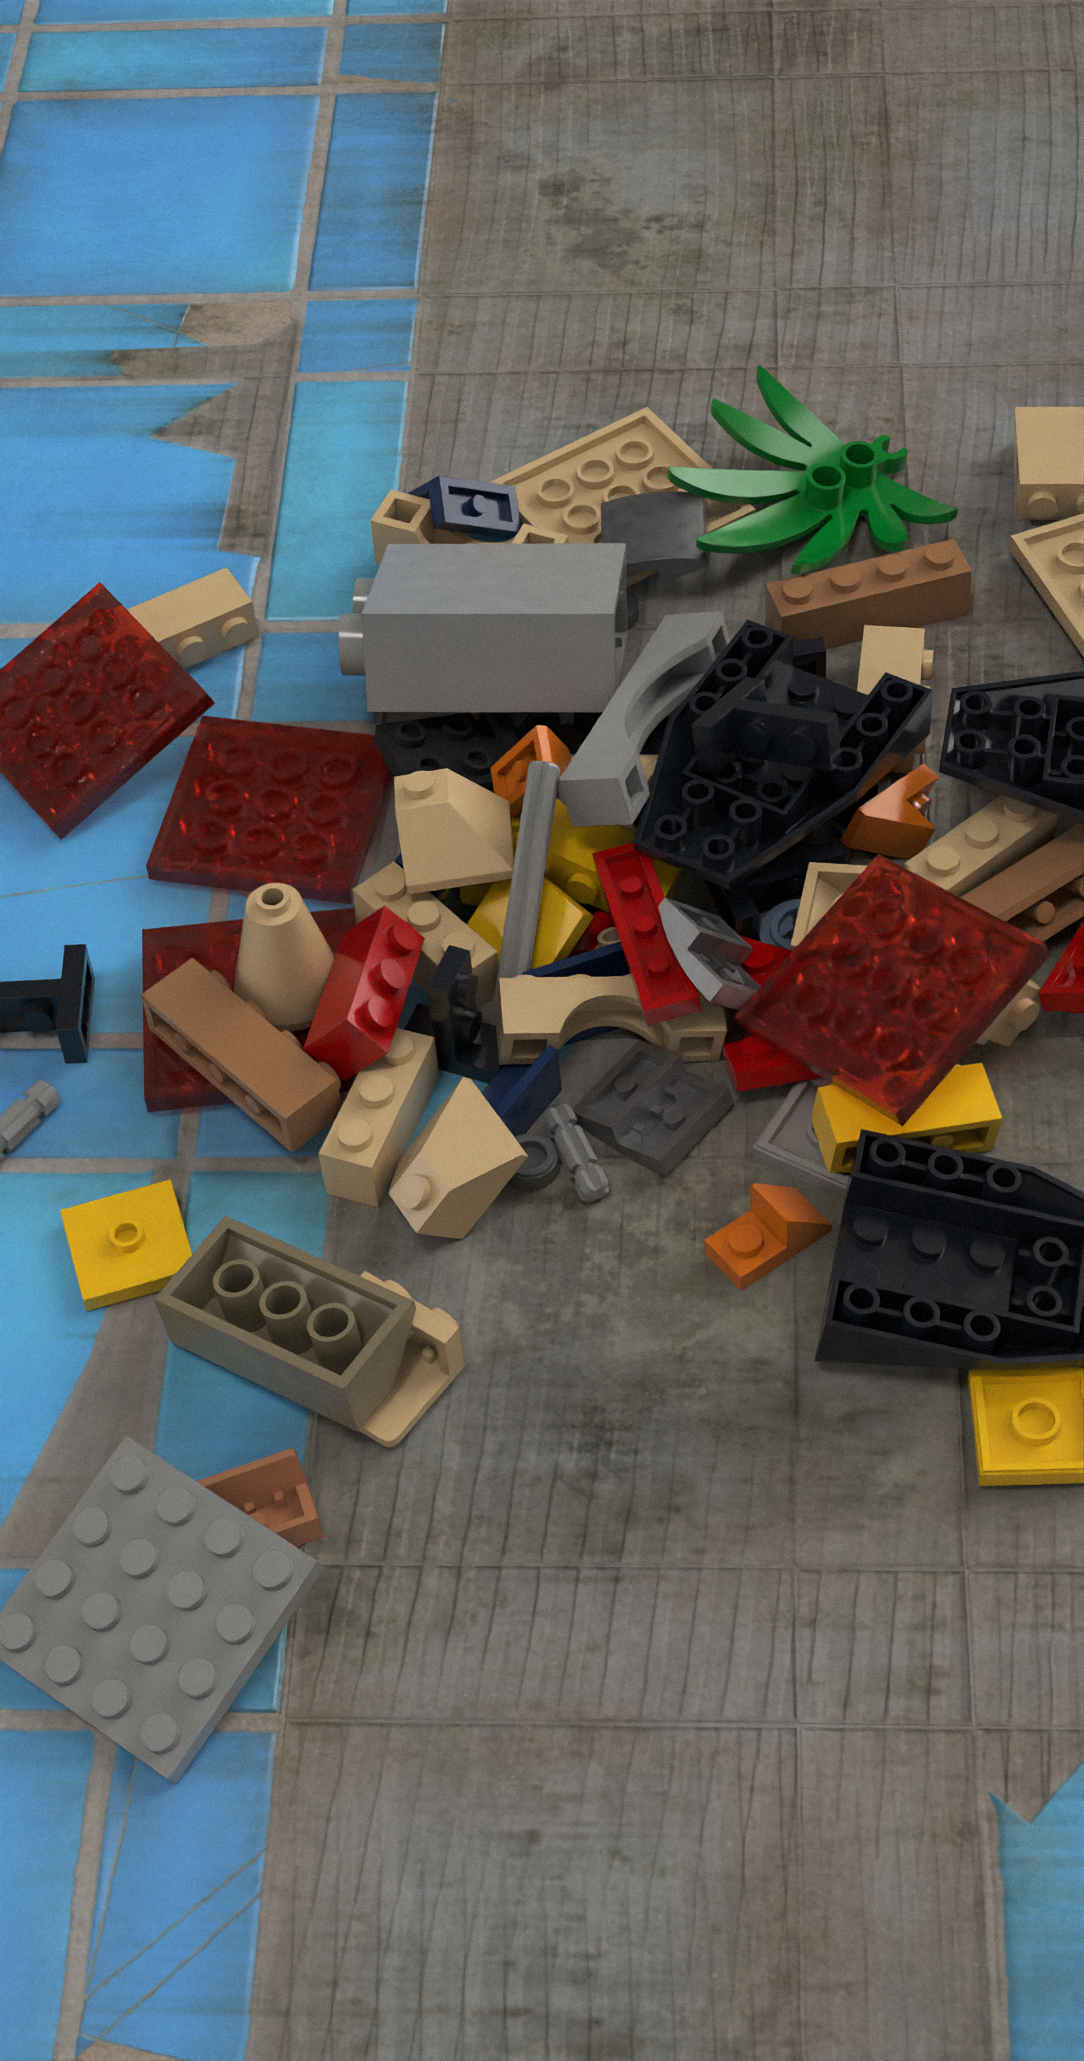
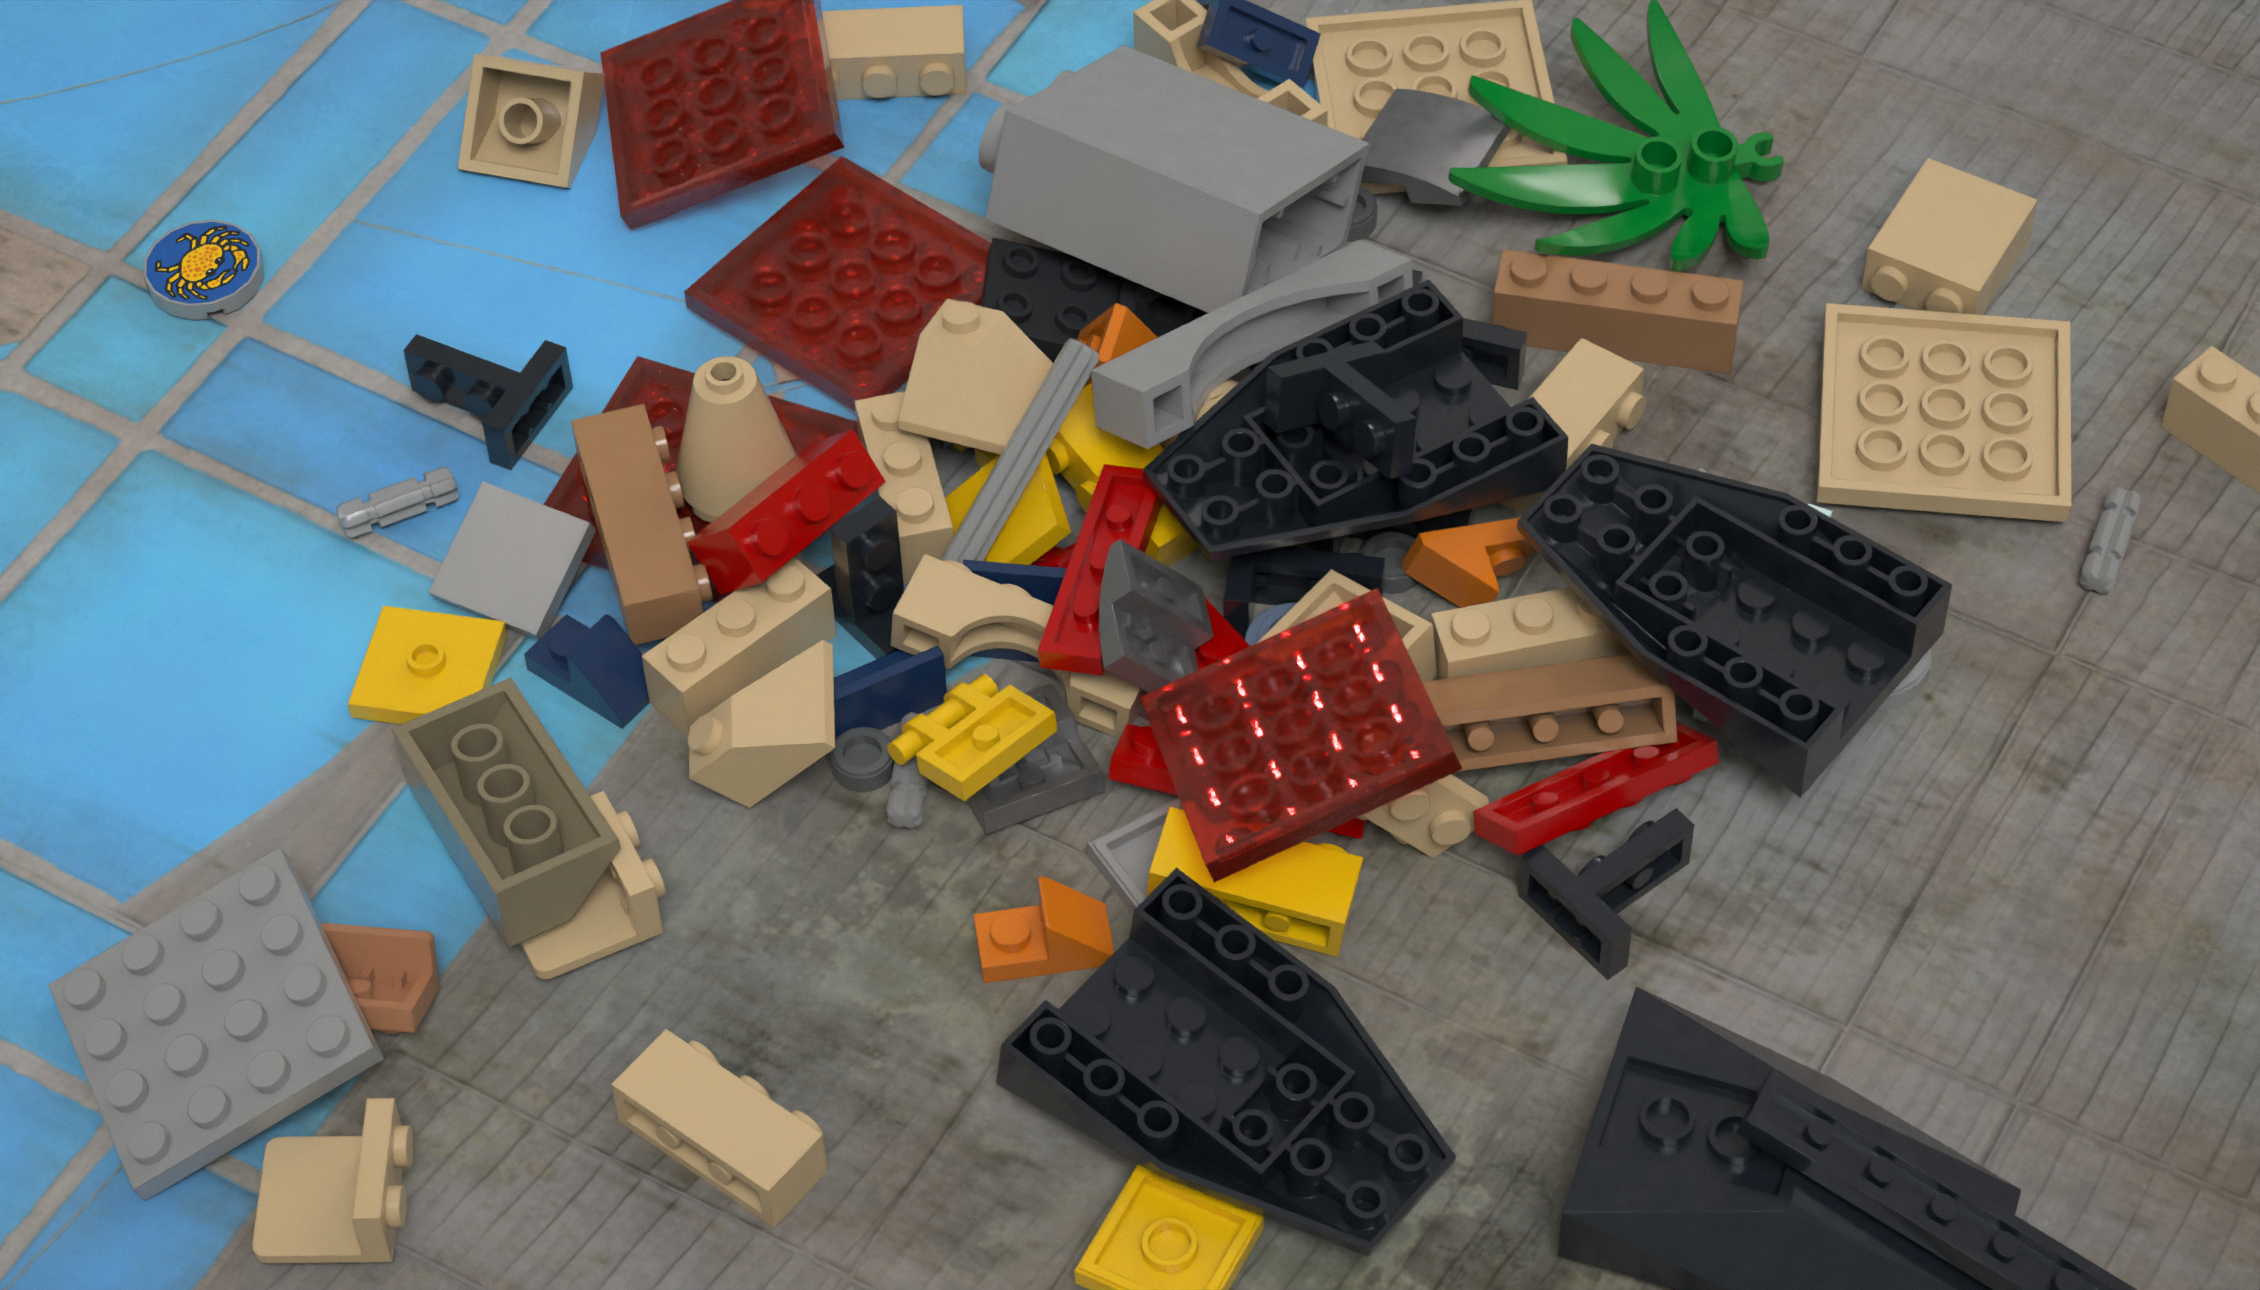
camera: 25 degrees right, 0 degrees up
(147, 1128) = (512, 560): none -> light grey tile
(270, 1186) = (593, 667): none -> dark blue slope
(345, 1698) = (335, 1193): none -> tan bracket
(624, 1495) = (721, 1126): none -> tan brick
(634, 1102) = (973, 735): none -> yellow plate

